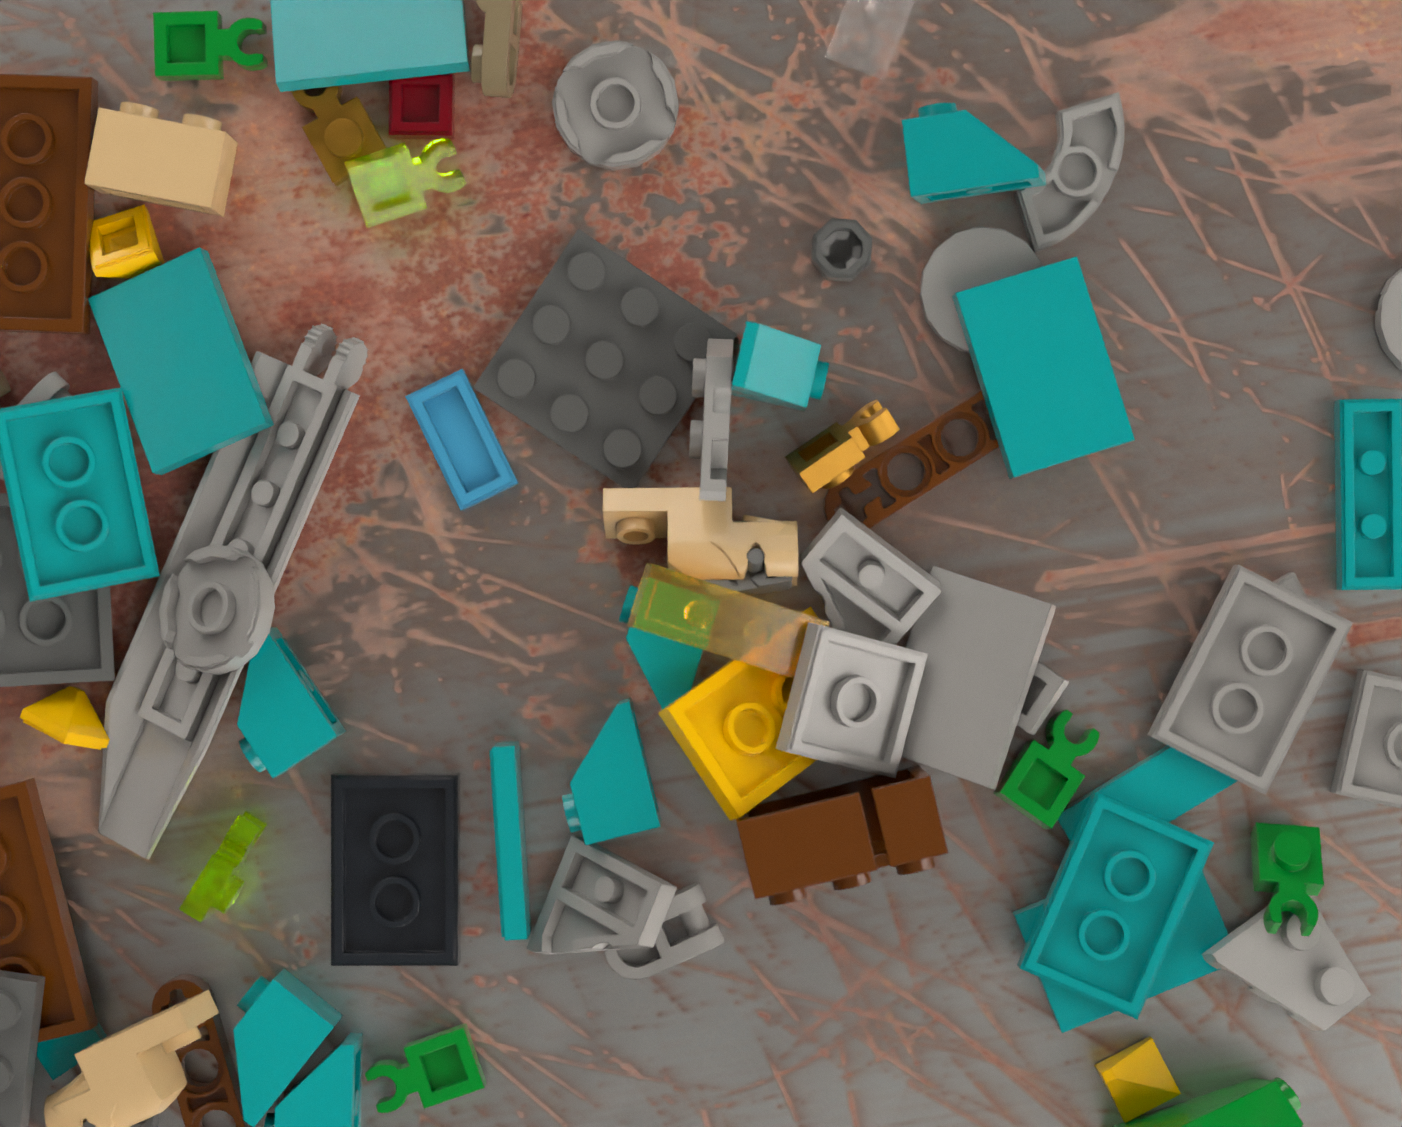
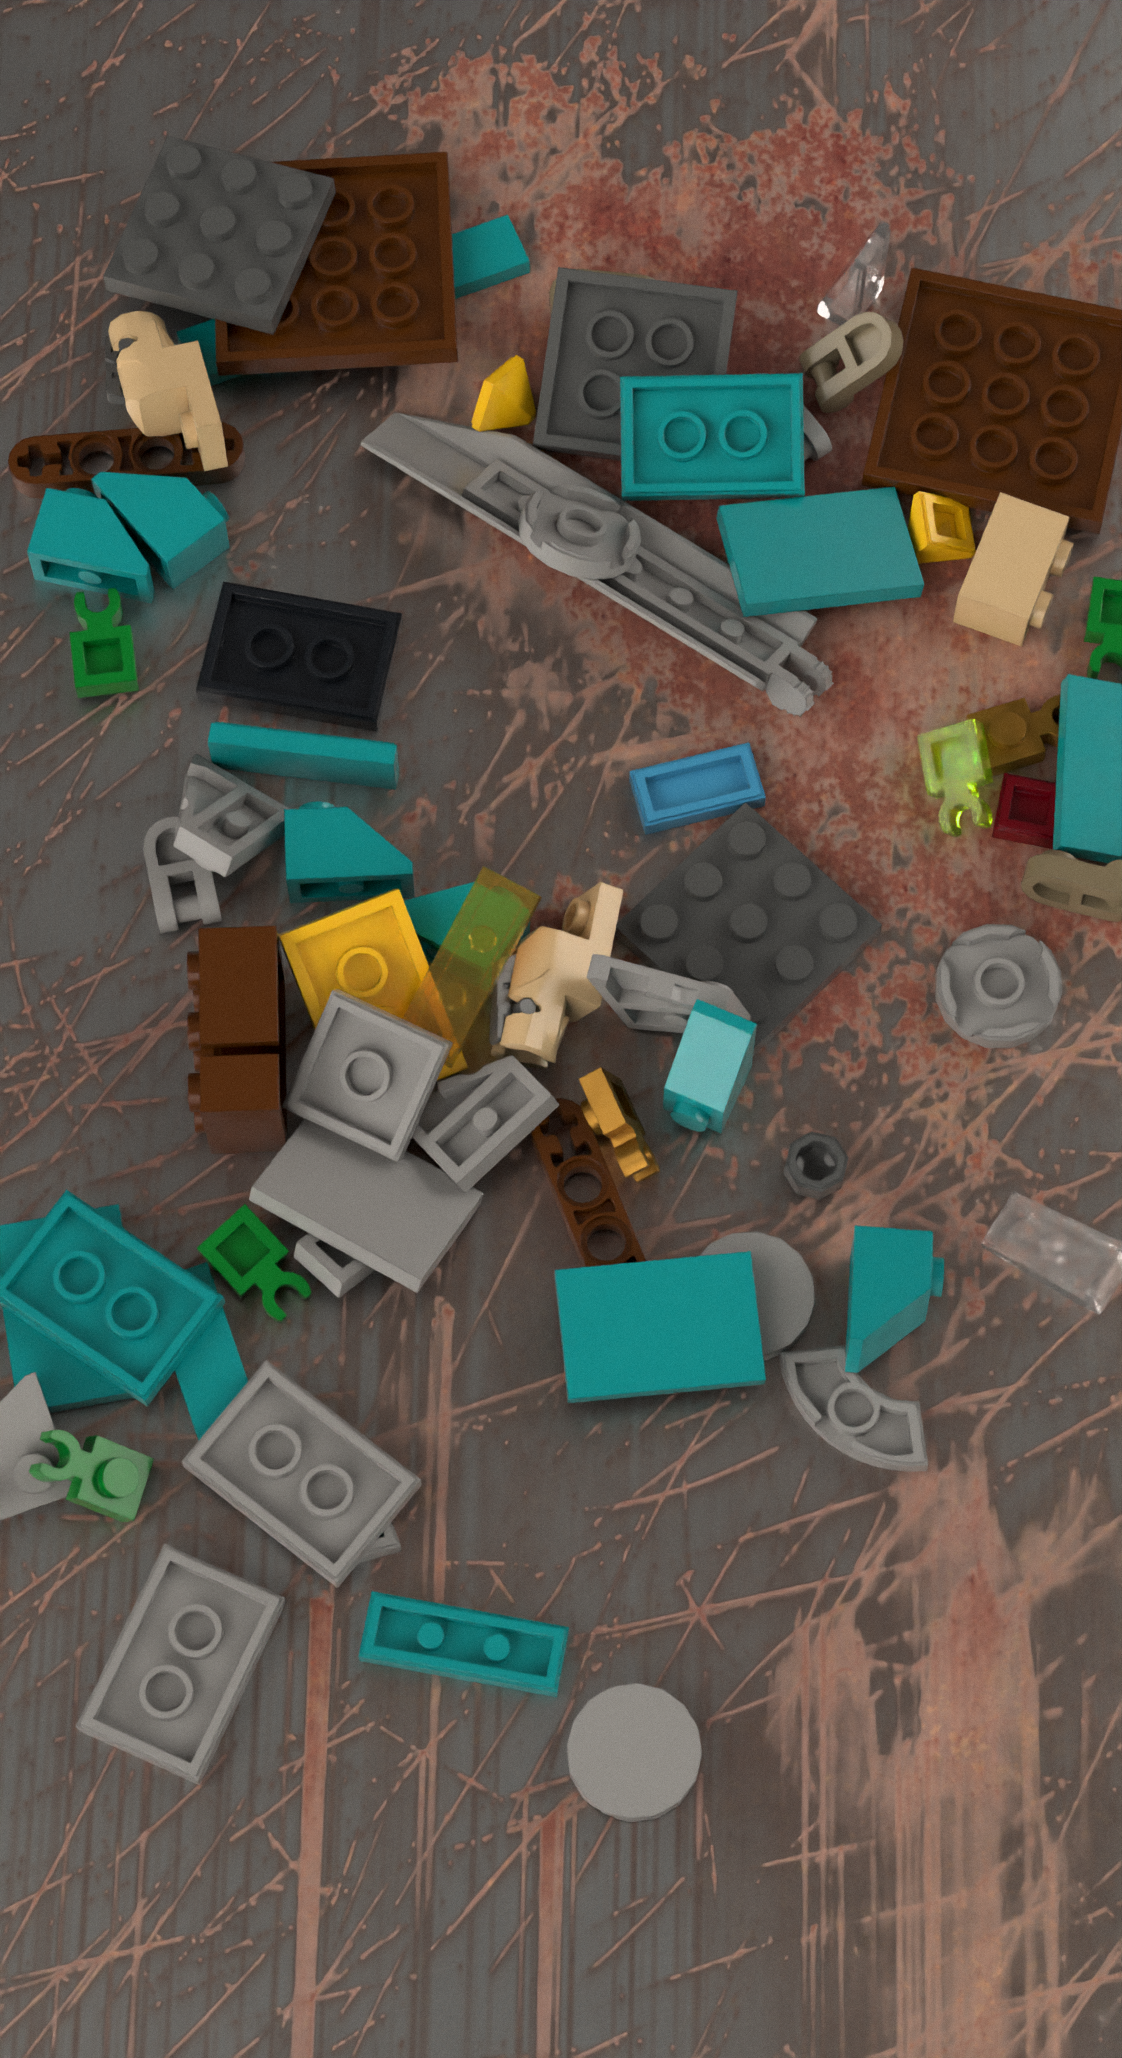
camera: 95 degrees right, 20 degrees down
(218, 882) = (328, 498): clear neon green plate -> none
(282, 710) = (476, 581): teal slope -> none

